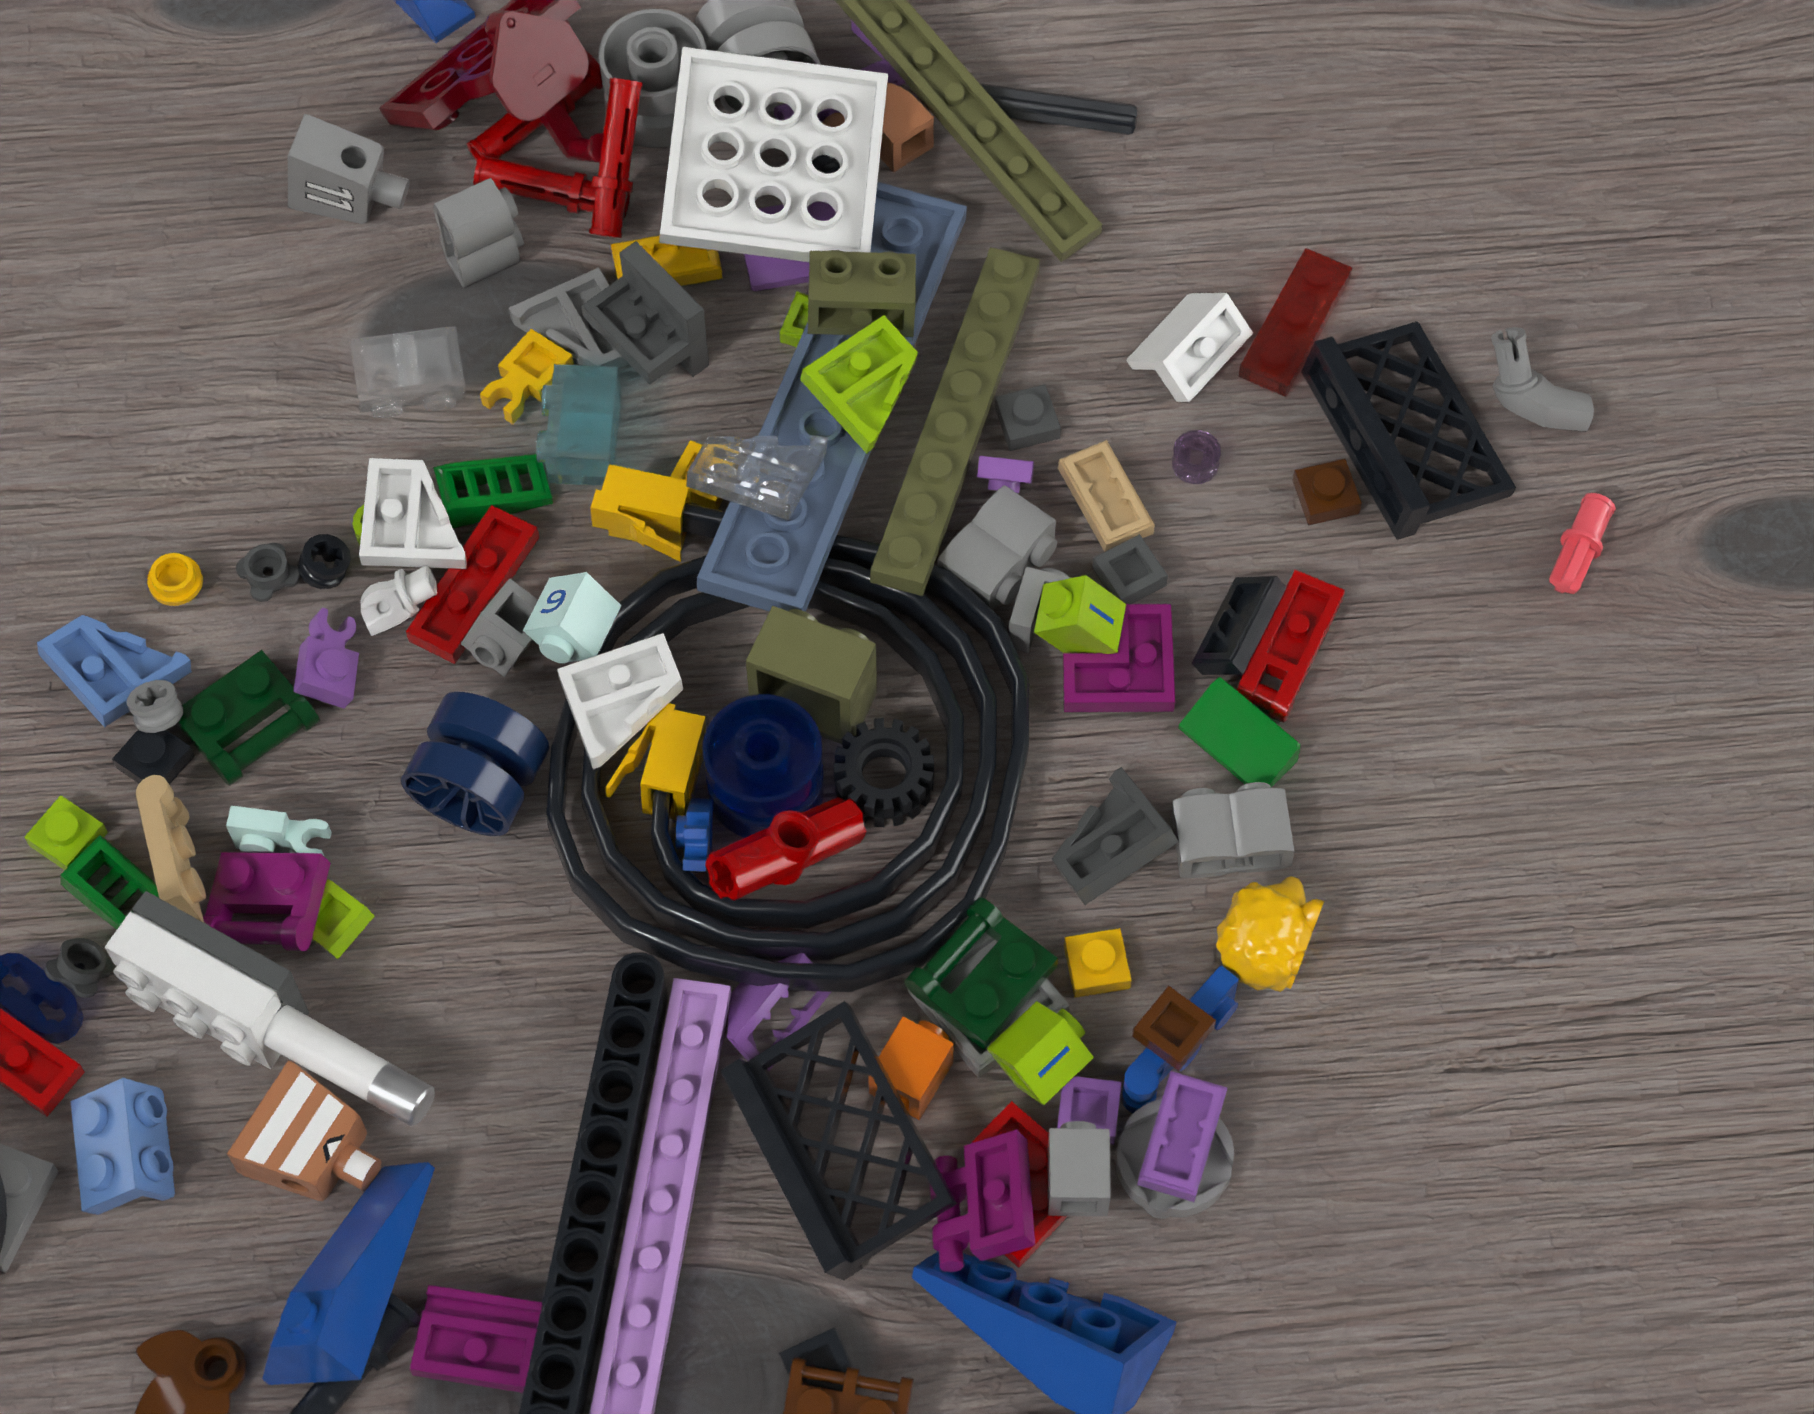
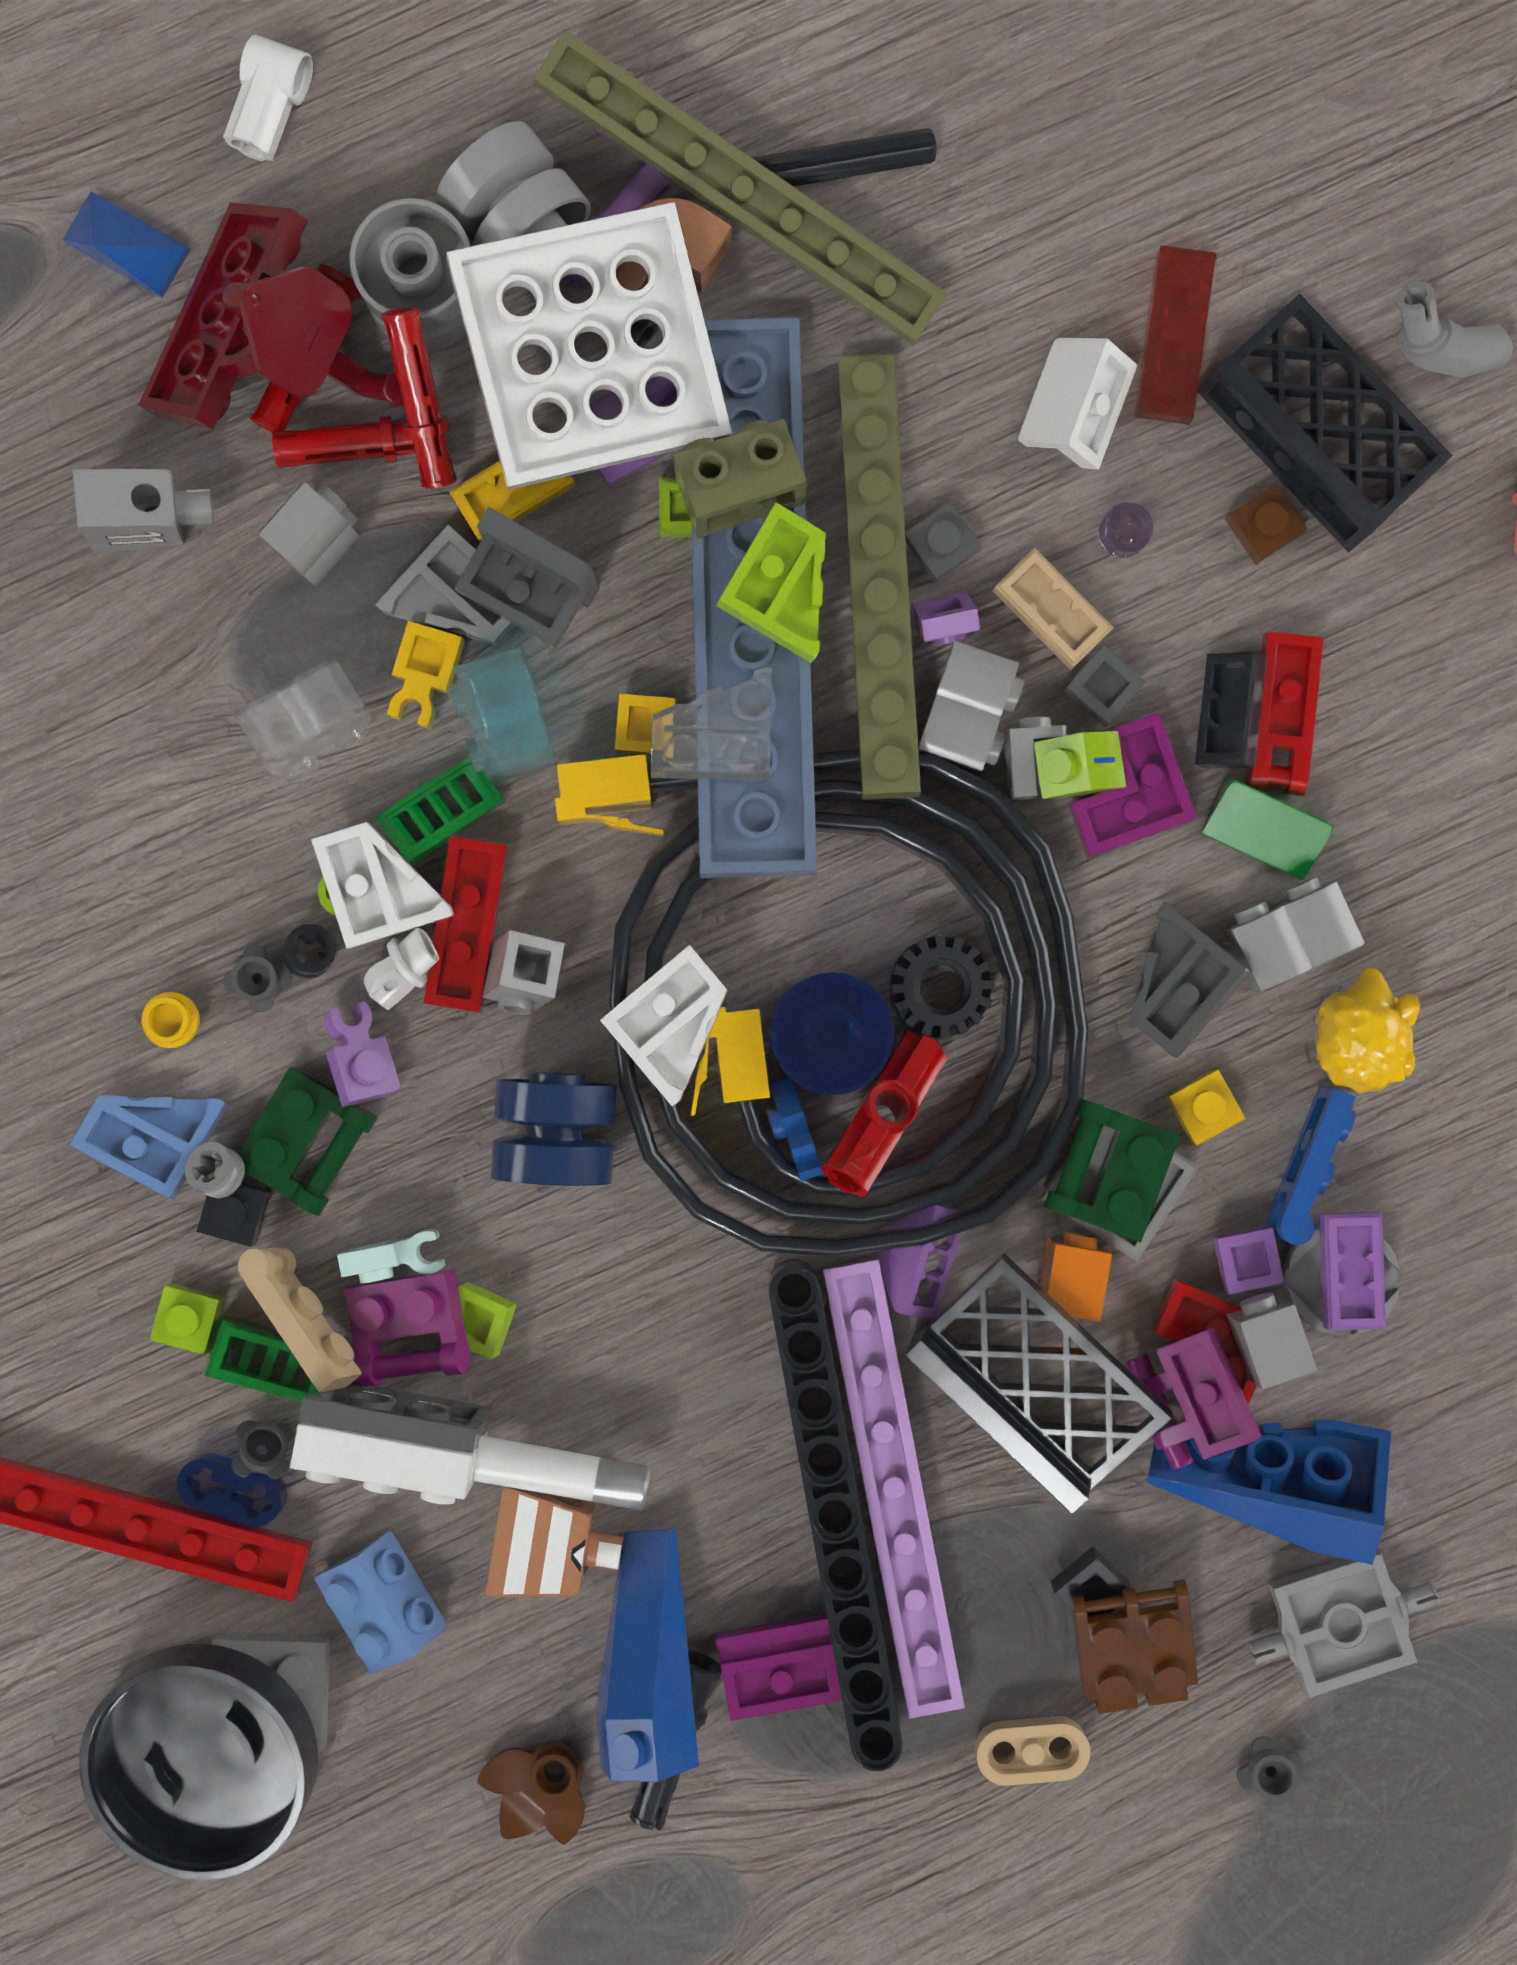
camera: 20 degrees left, 25 degrees up
(572, 618) = (588, 952): light aqua brick -> none
(817, 668) = (845, 921): olive piece -> none
(1041, 1051) = (1193, 1228): lime brick -> none
(1173, 1028) = (1318, 1178): reddish brown plate -> none

